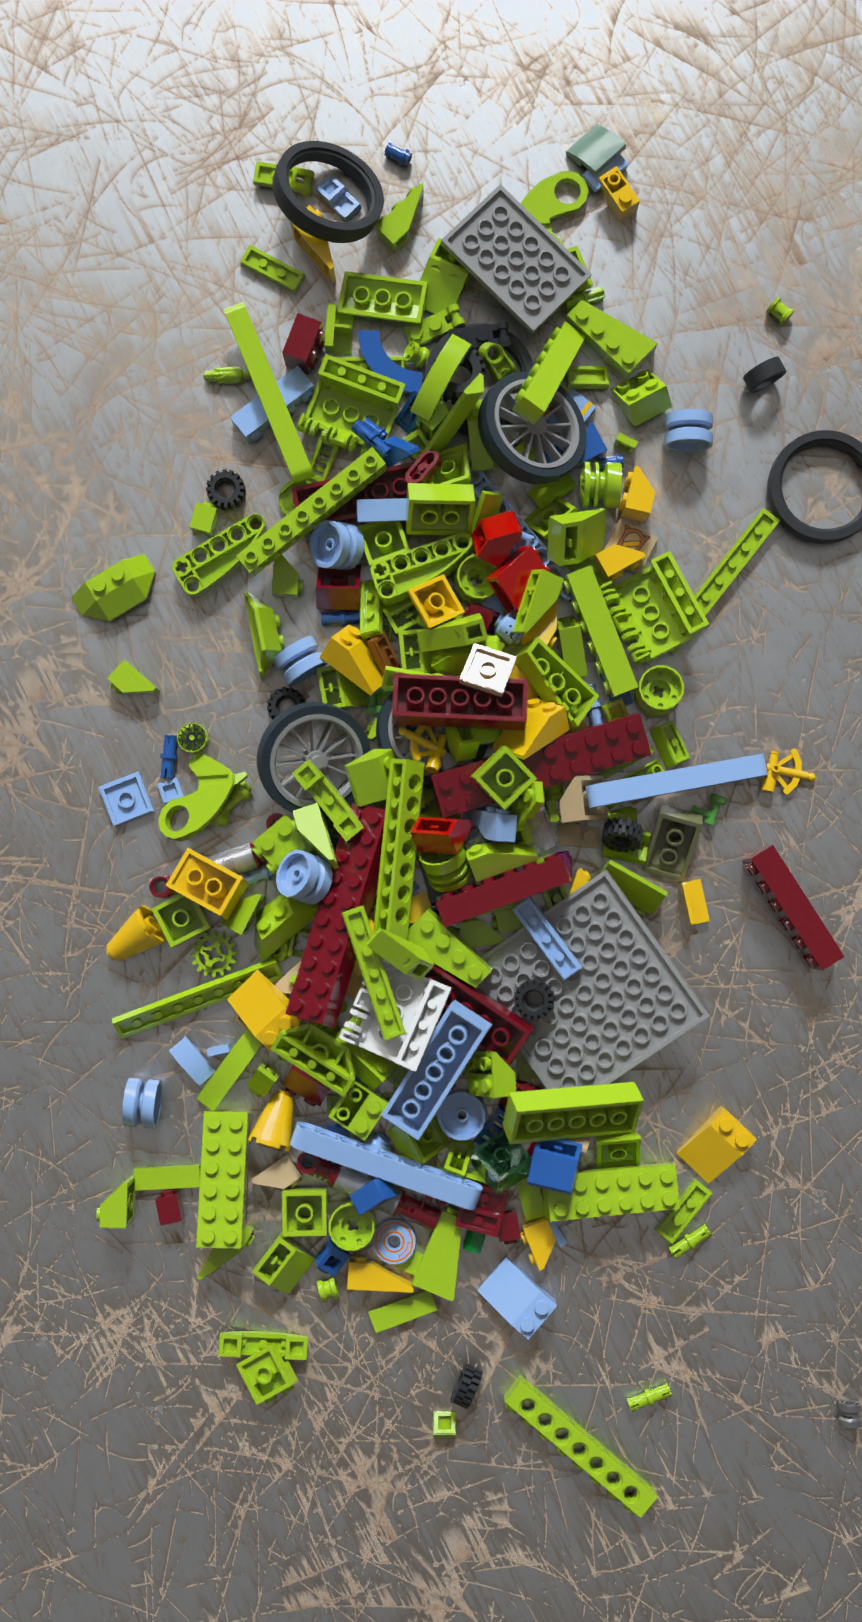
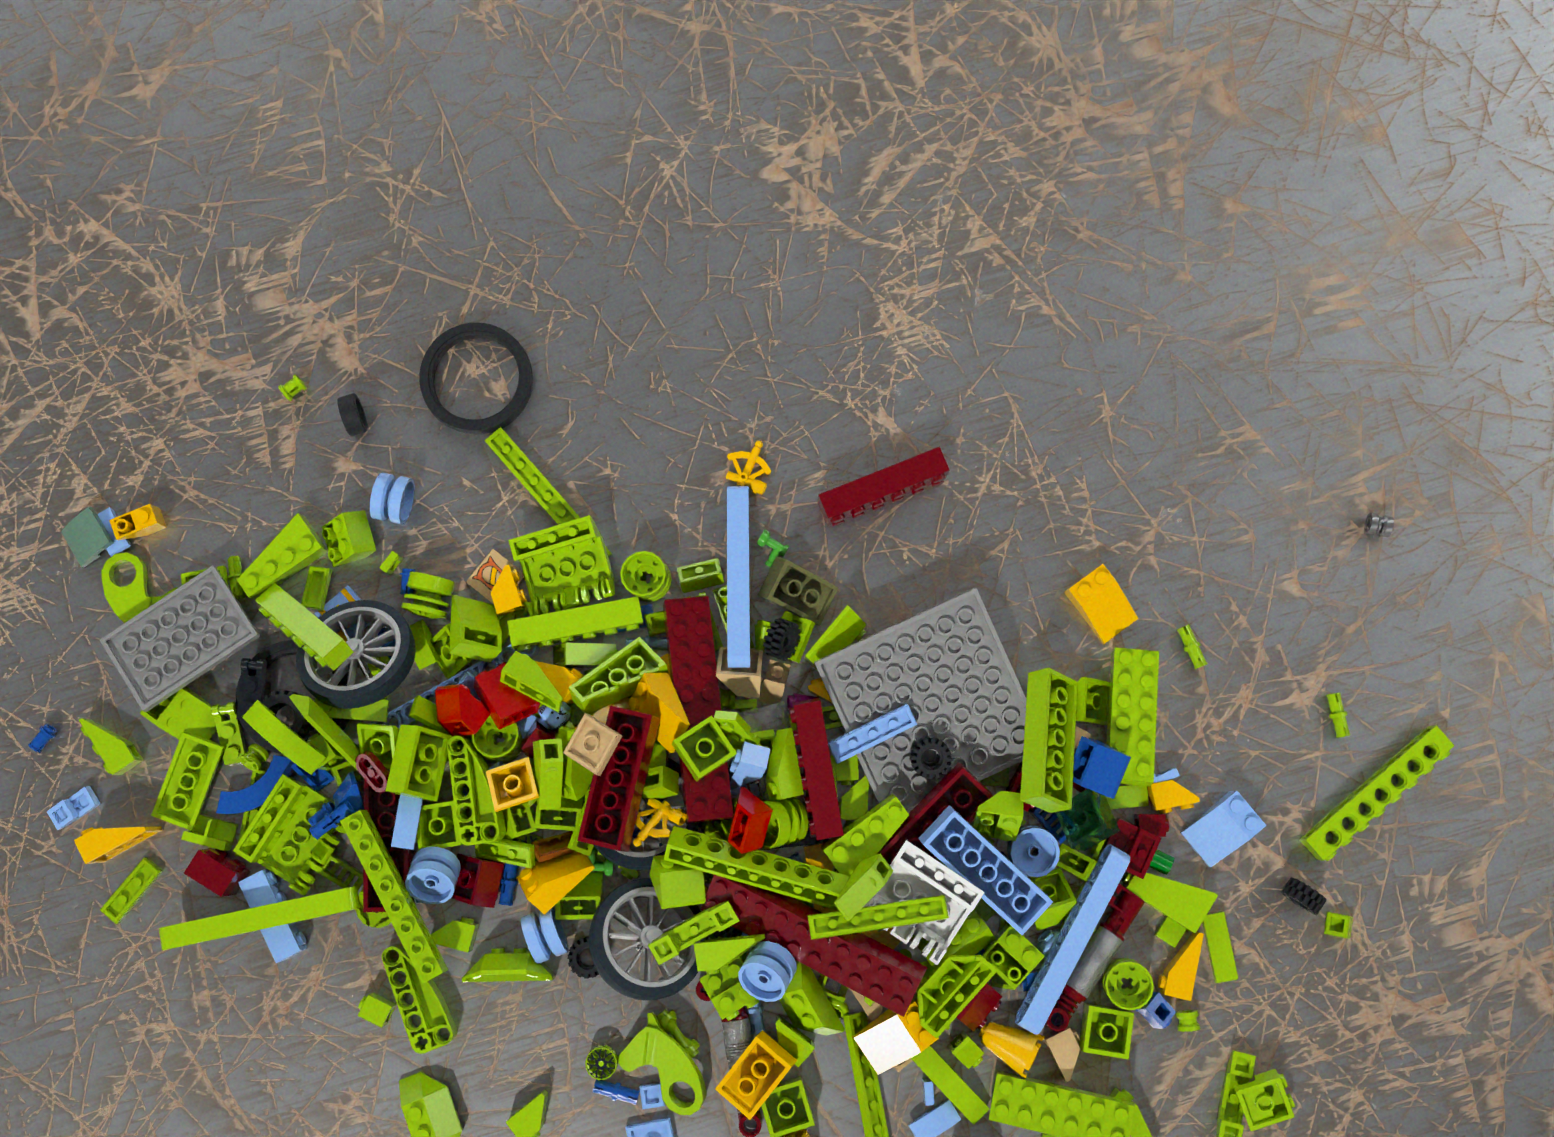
camera: 80 degrees left, 5 degrees down
(210, 963) = (837, 1085): lime gear -> none
(225, 477) = (337, 981): black tyre -> none
(227, 375) = (231, 957): lime piece -> none
(265, 171) = (38, 862): lime plate -> none
(283, 1264) = (1156, 1063): lime slope -> none
(347, 162) = (90, 845): black tyre -> none
(372, 1195) = (1101, 958): blue slope -> none
(407, 1241) = (1152, 956): light blue tile -> none
(499, 364) = (283, 675): lime piece -> none
(594, 446) = (387, 594): blue slope -> none
(639, 497) = (449, 560): yellow slope -> none
(678, 1219) = (1155, 640): lime tile -> none
(693, 902) = (860, 581): yellow panel -> none

